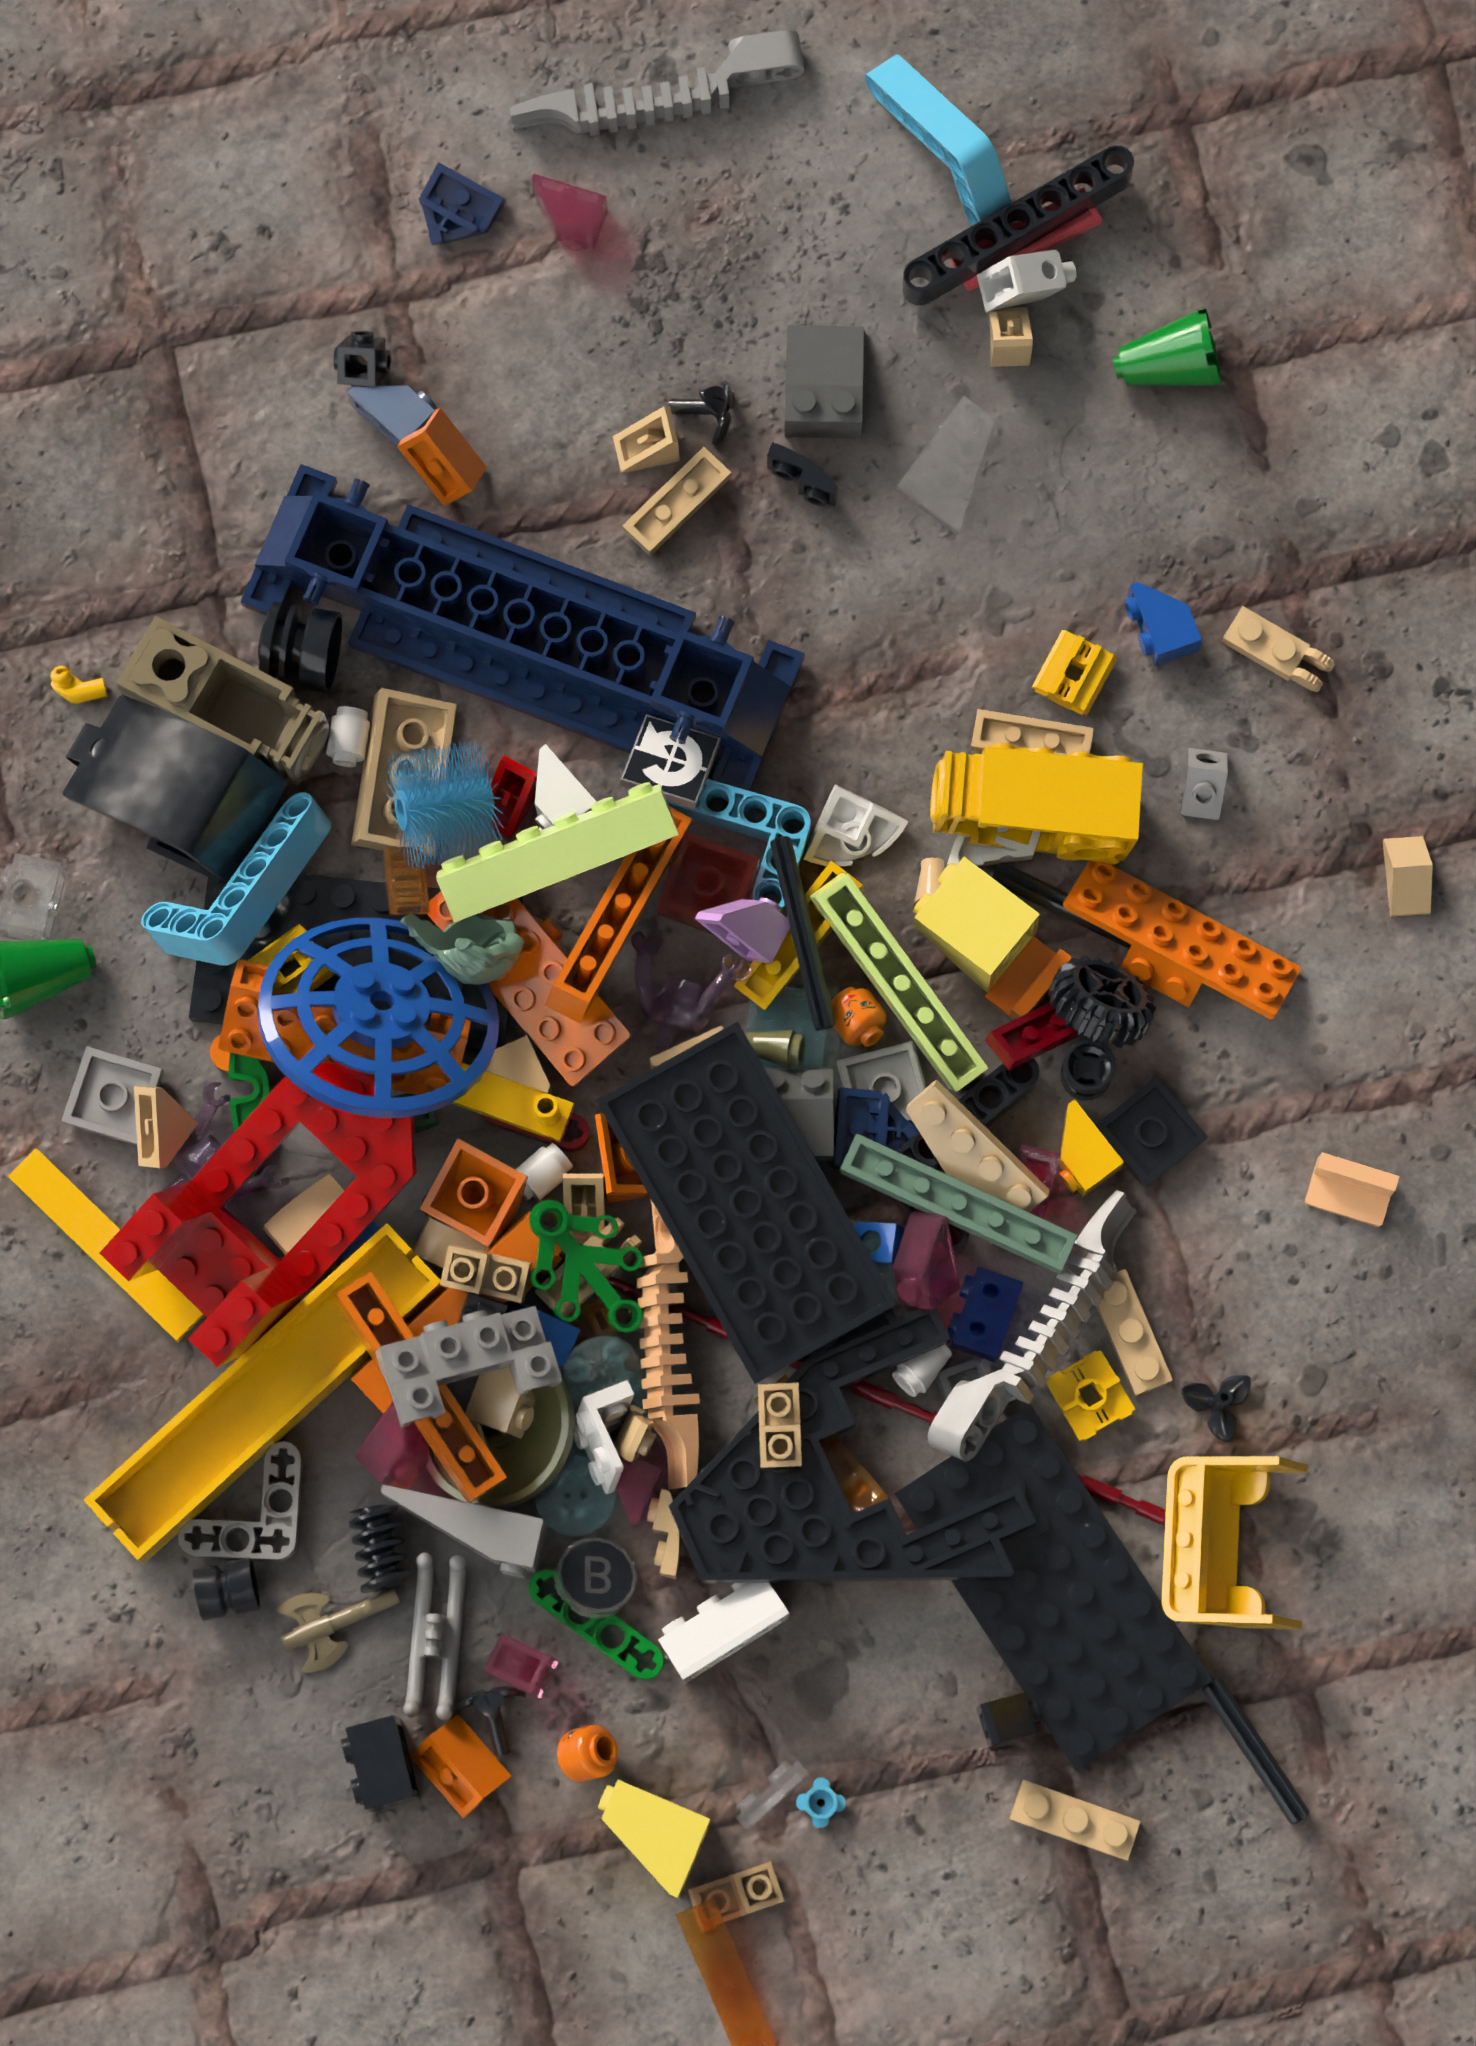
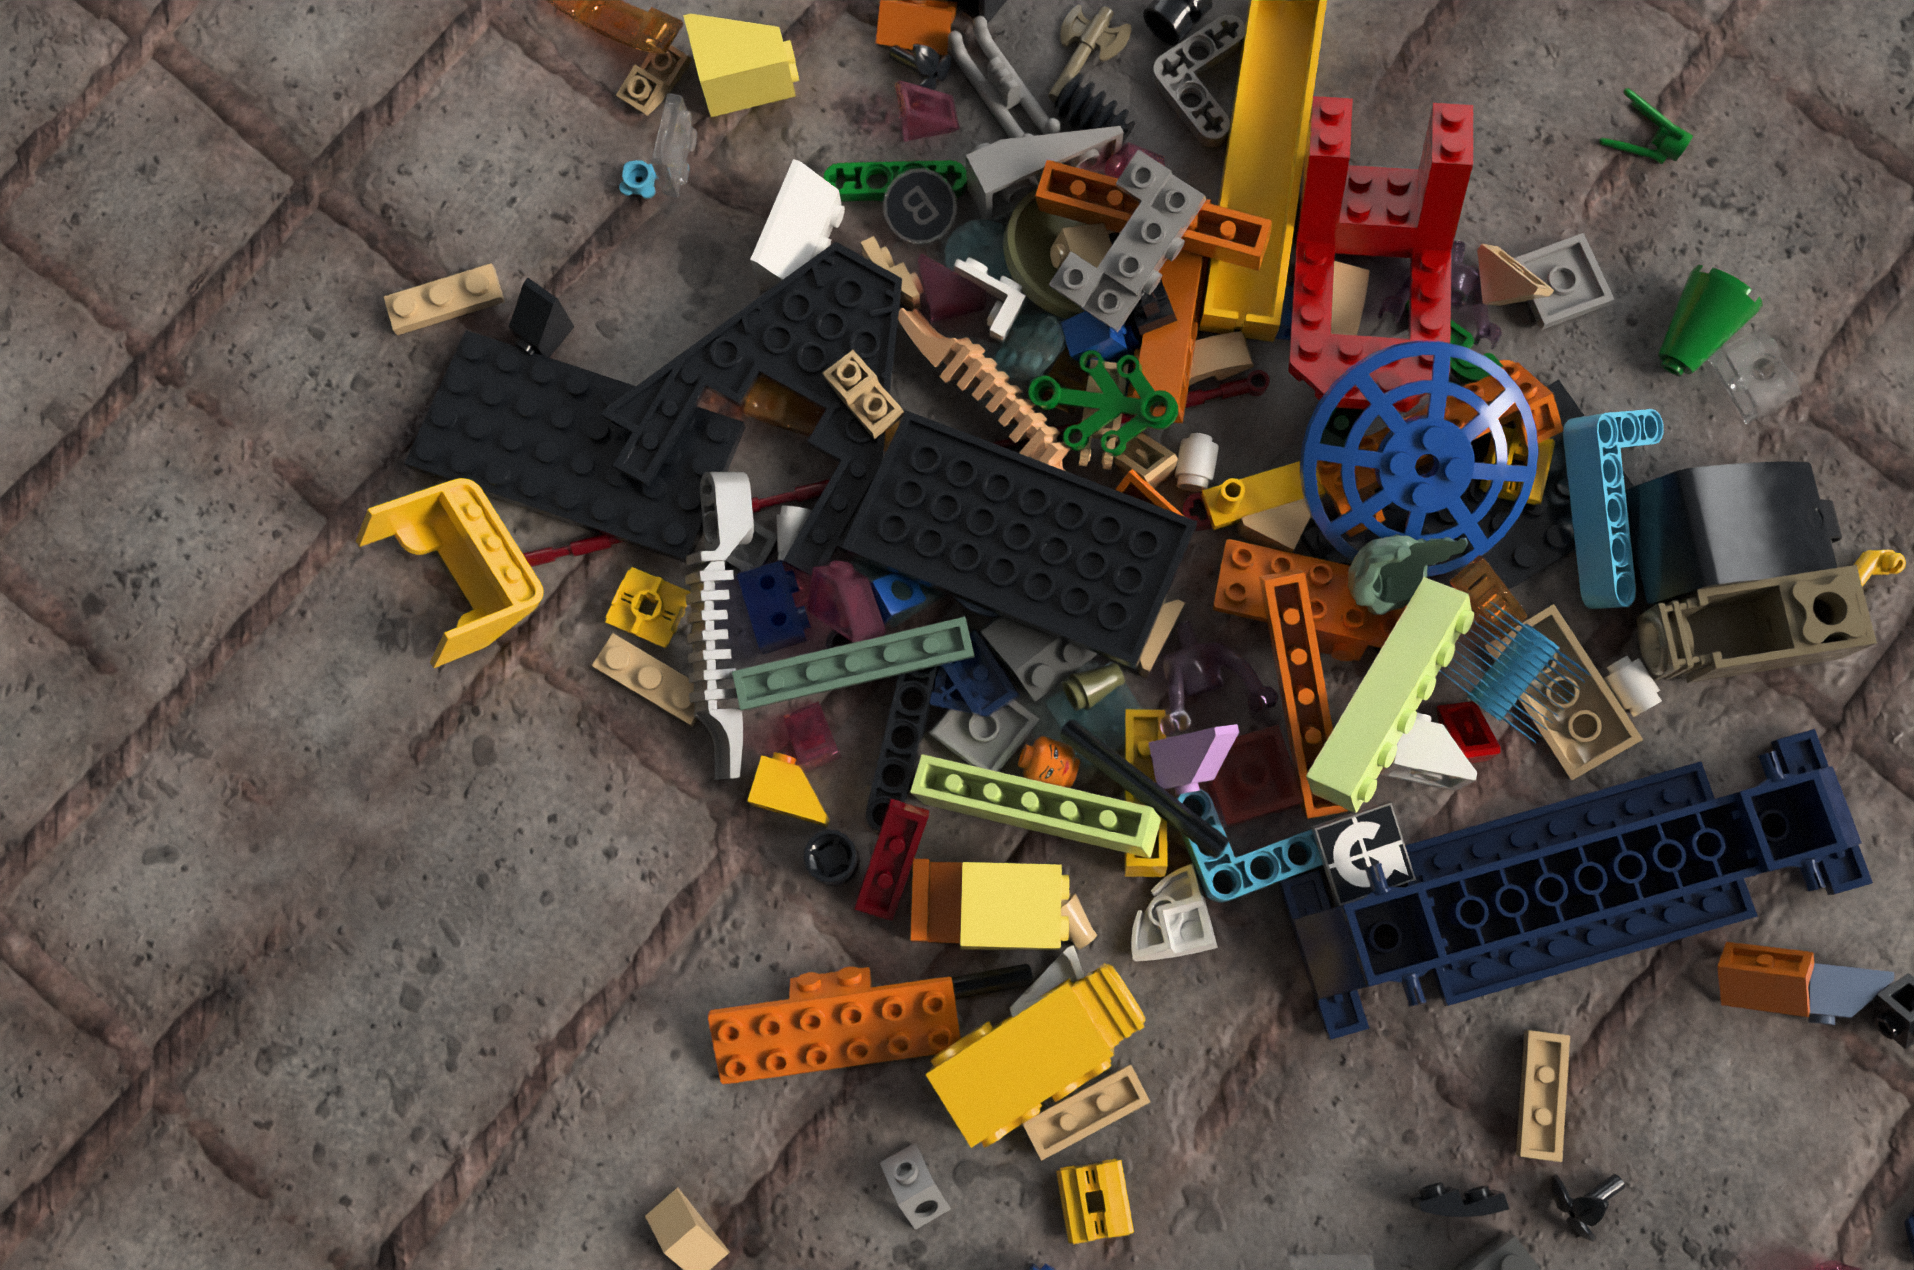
camera: 145 degrees right, 0 degrees up
(92, 1232) = (1502, 180): yellow tile -> none
(294, 646) = (1736, 722): black wheel -> none
(475, 1193) = (1231, 400): orange slope -> none
(486, 1273) = (1176, 338): tan slope -> none
(587, 1753) = (830, 84): orange head -> none
(634, 1435) = (970, 314): tan slope -> none
(648, 442) = (1609, 1130): tan slope -> none
(971, 1151) = (871, 712): tan wing -> none
(1101, 1001) = (859, 919): black gear -> none
(1151, 1132) = (746, 848): black plate -> none
(1231, 1392) = (533, 665): black plant -> none
(1255, 1751) = (339, 440): black axle -> none
(1350, 1189) = (552, 923): light nougat panel -> none

